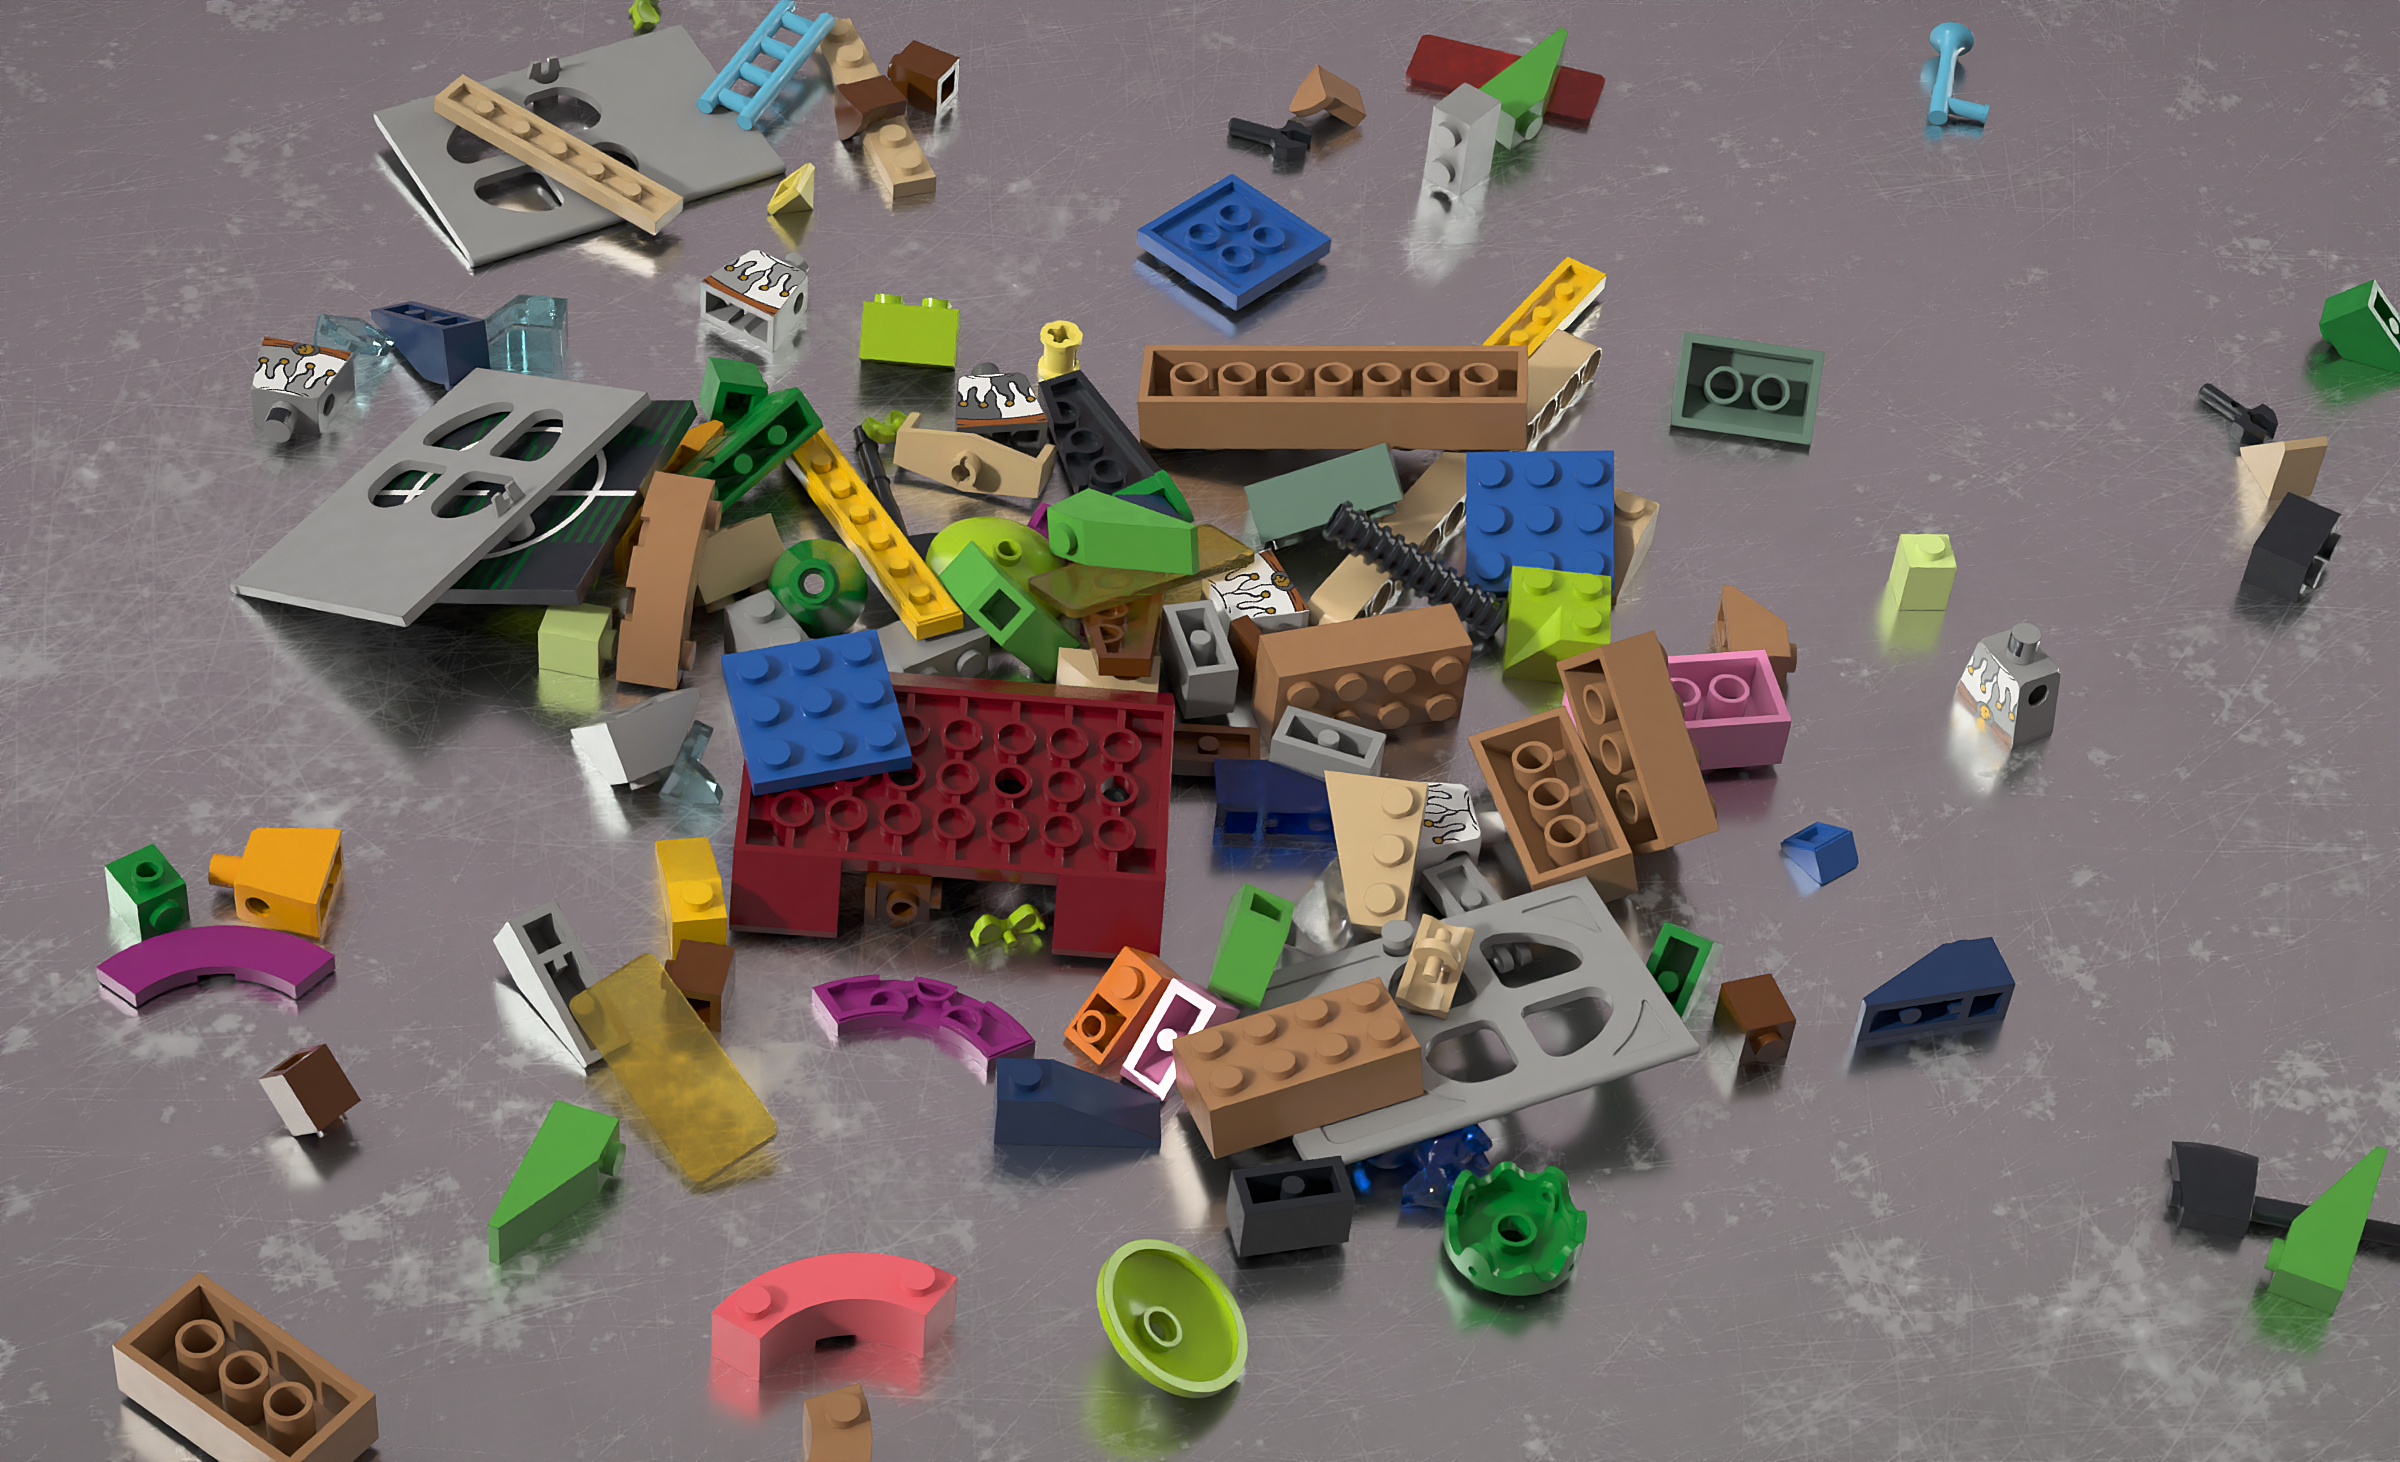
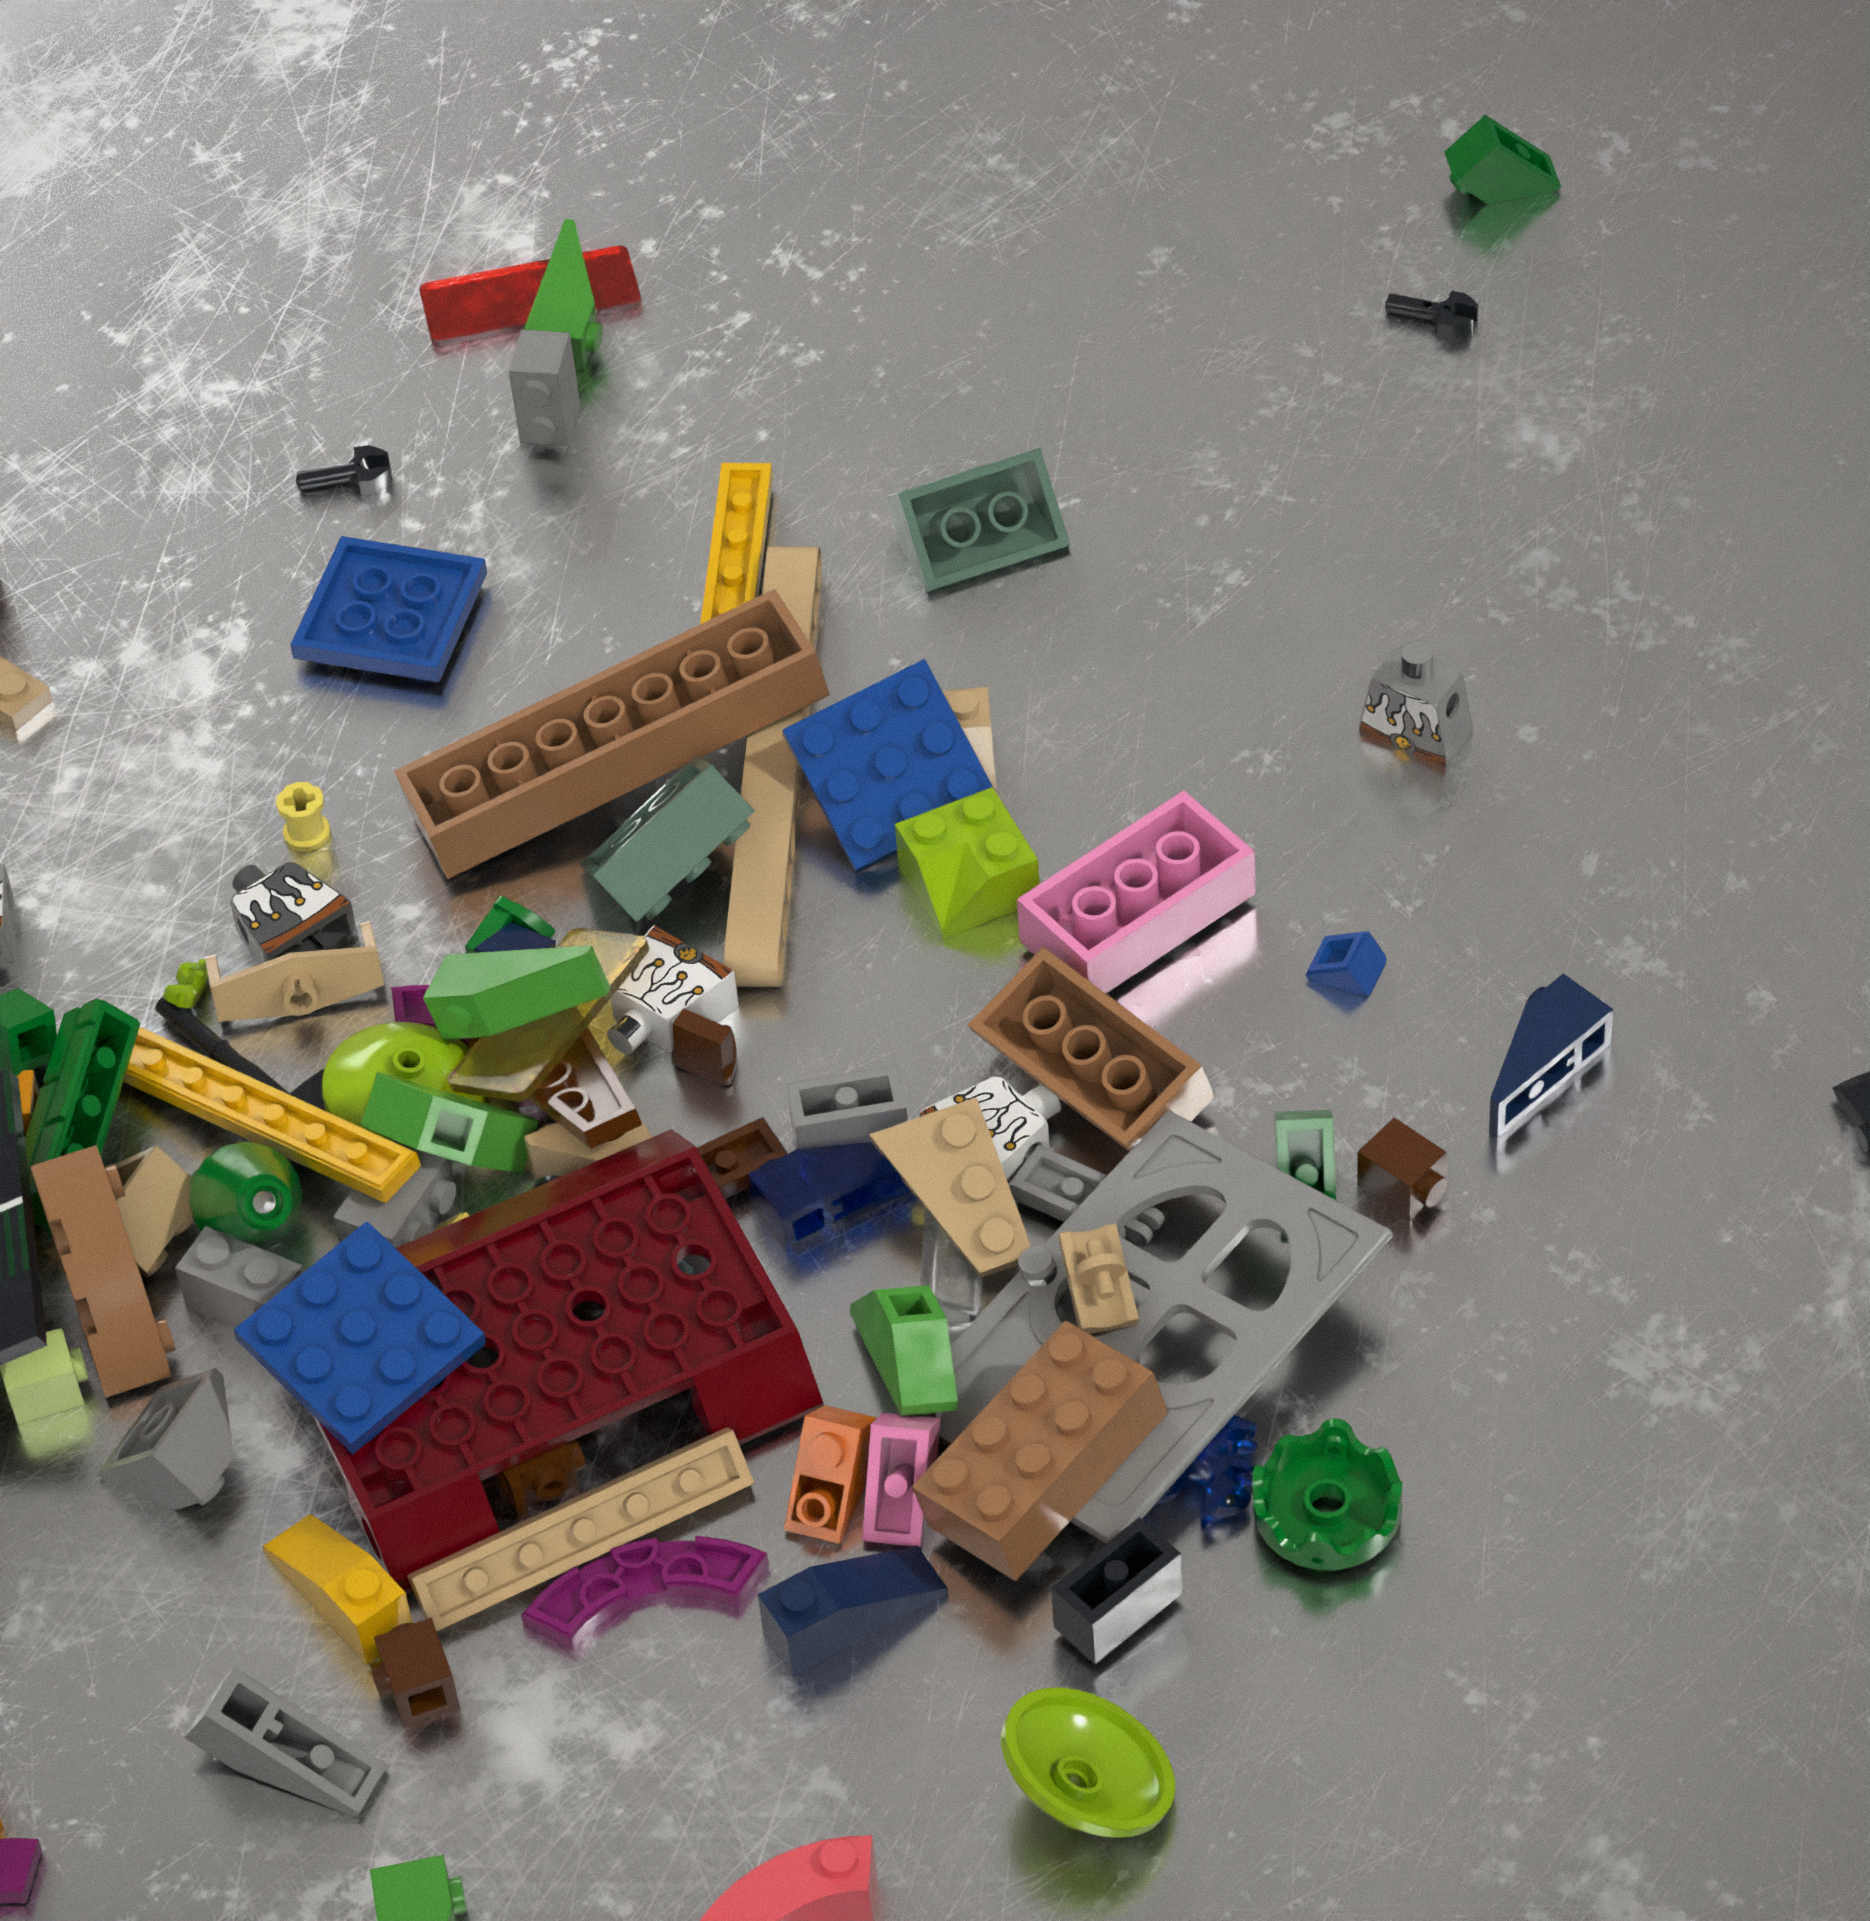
camera: 20 degrees left, 5 degrees up
(673, 1069) = (452, 1773): clear yellow piece -> none
(689, 780) = (254, 1465): clear light blue tile -> none
(902, 949) = (581, 1529): none -> tan plate
(909, 333) = (146, 875): lime slope -> none
(1021, 921) = (670, 1436): lime piece -> none
(1091, 437) = (402, 898): black wing -> none
(1198, 659) = (662, 1076): light grey brick -> none
(1328, 92) = (376, 399): medium nougat tile -> none
(1365, 670) = (828, 1011): medium nougat brick -> none
(1415, 569) = (807, 876): black piece -> none
(1639, 742) = (1143, 950): medium nougat brick -> none
(1748, 626) = (1147, 775): medium nougat slope -> none
(1923, 572) = (1262, 628): yellowish green brick -> none
(1951, 41) = (930, 44): medium azure piece -> none
(2286, 465) = (1511, 344): tan slope -> none
(2293, 547) = (1571, 428): black brick -> none

